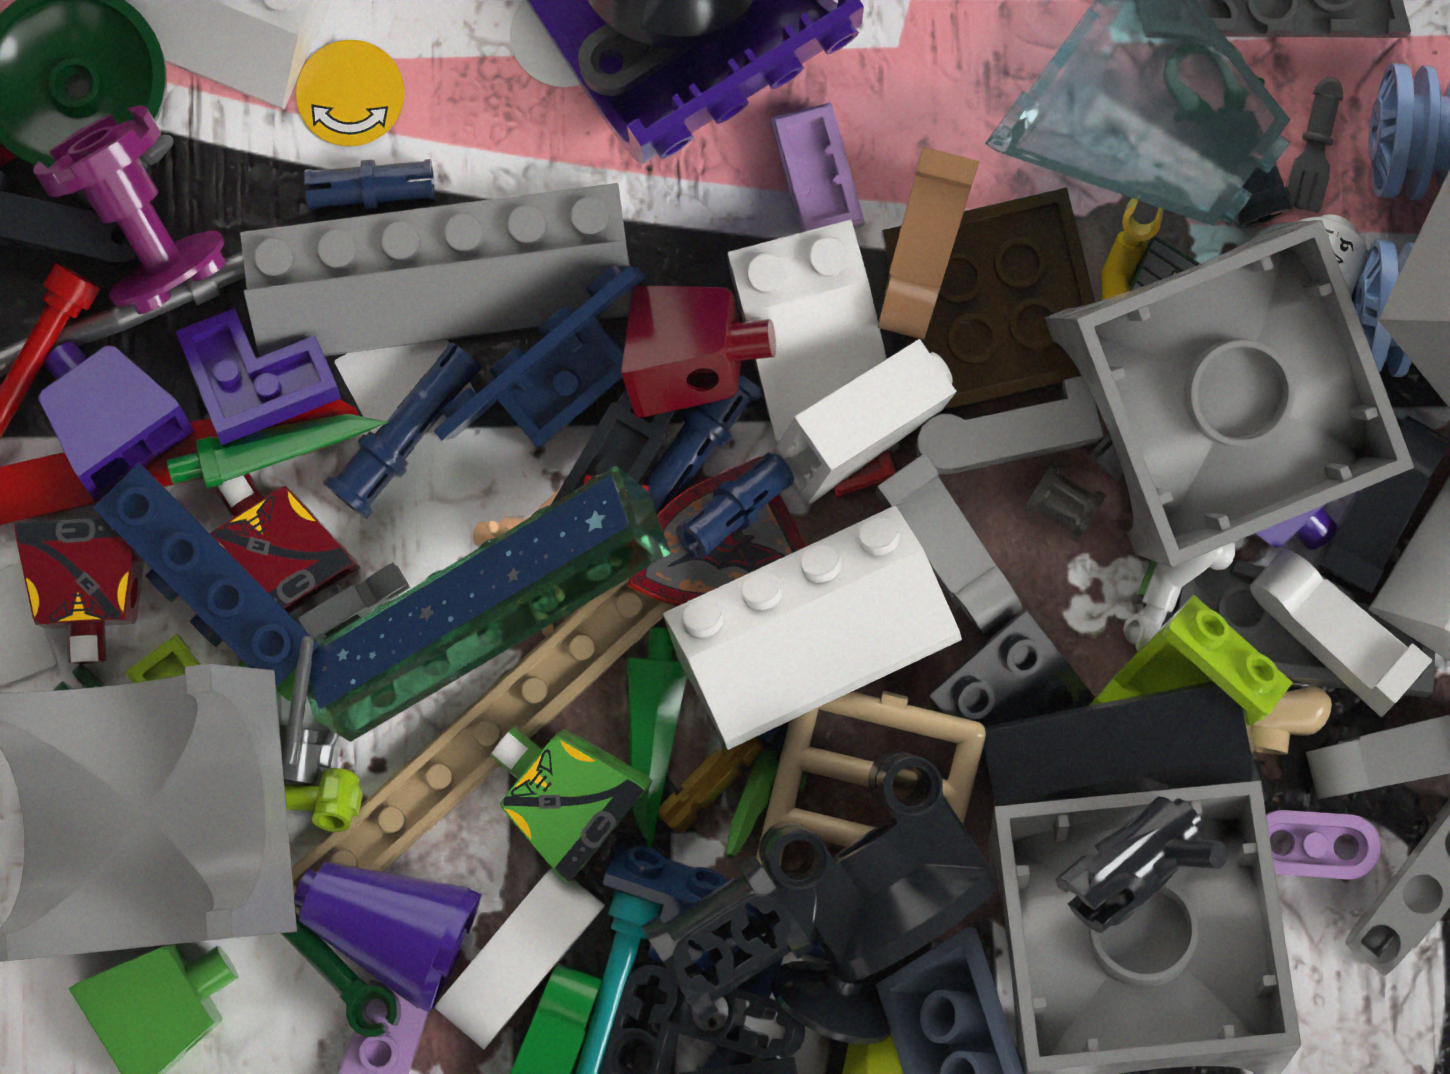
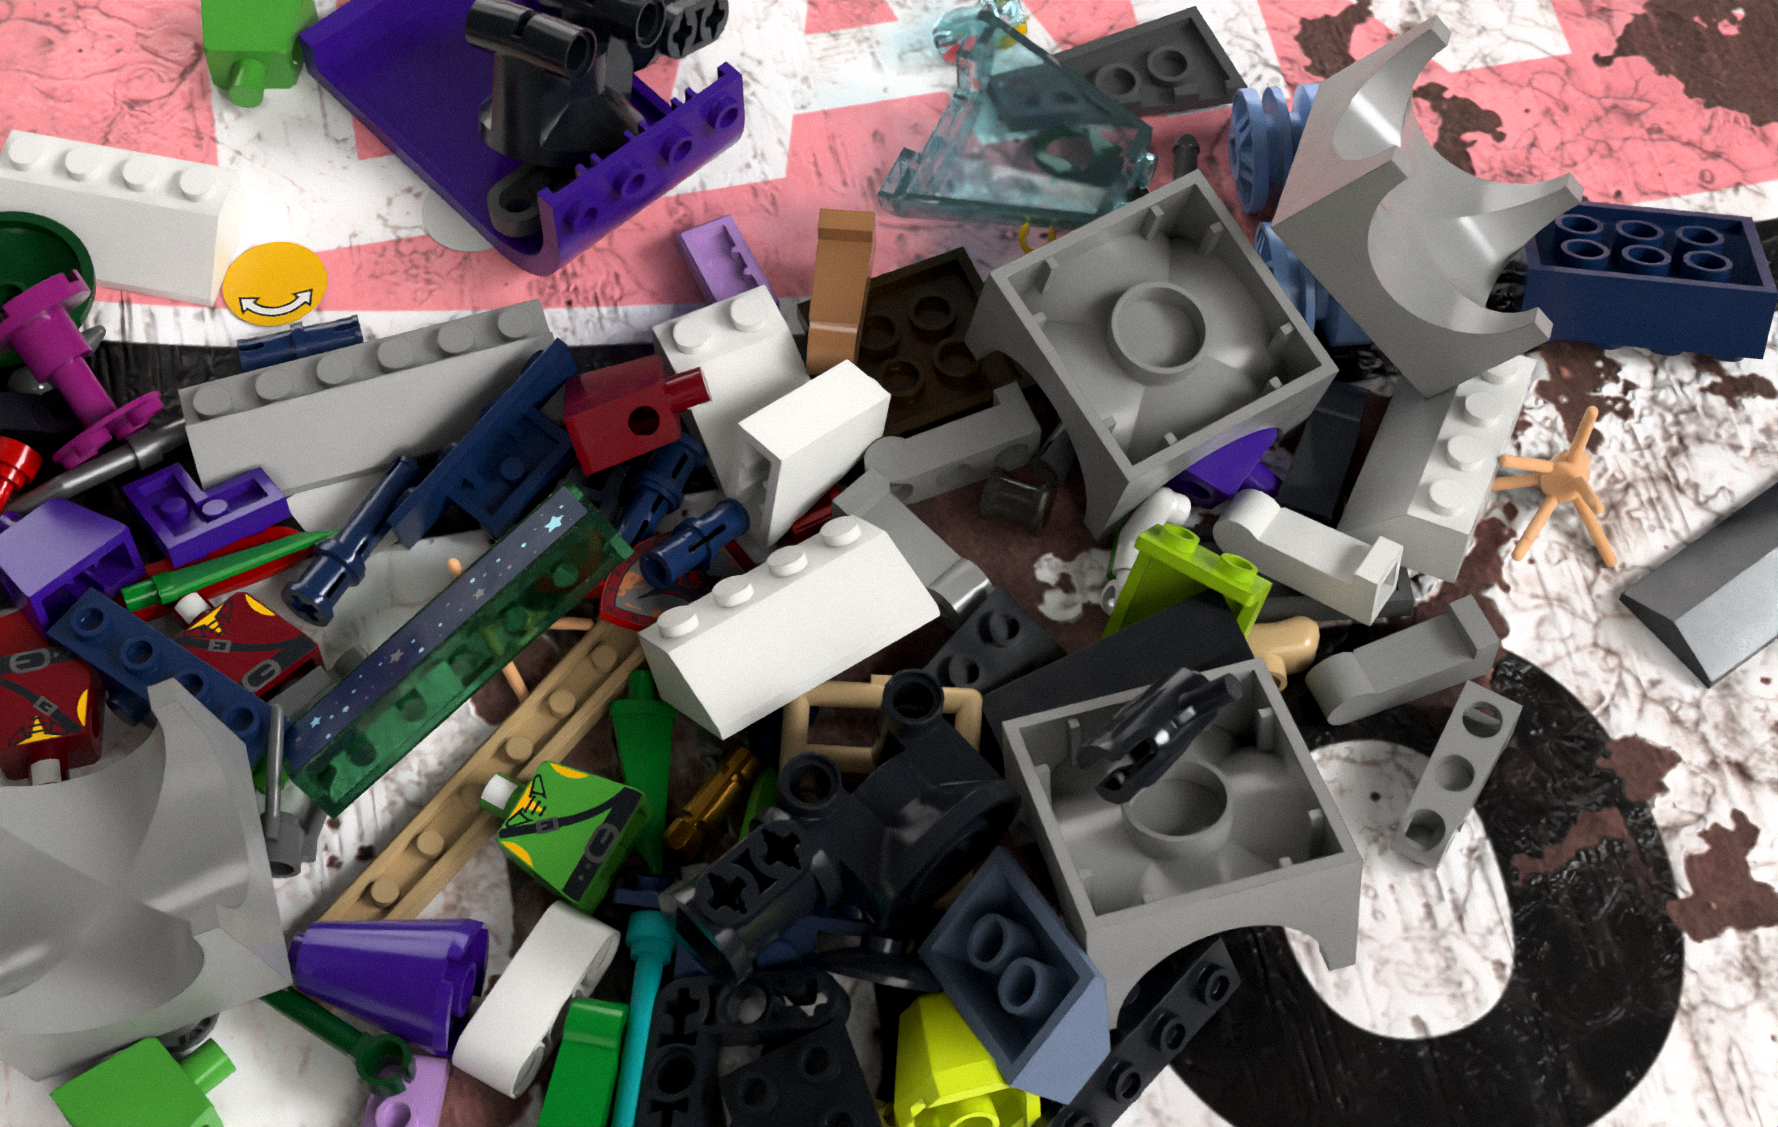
camera: 15 degrees left, 25 degrees down
(332, 802) = (320, 881): lime bar -> none
(1313, 844) = (1339, 746): lavender plate -> none

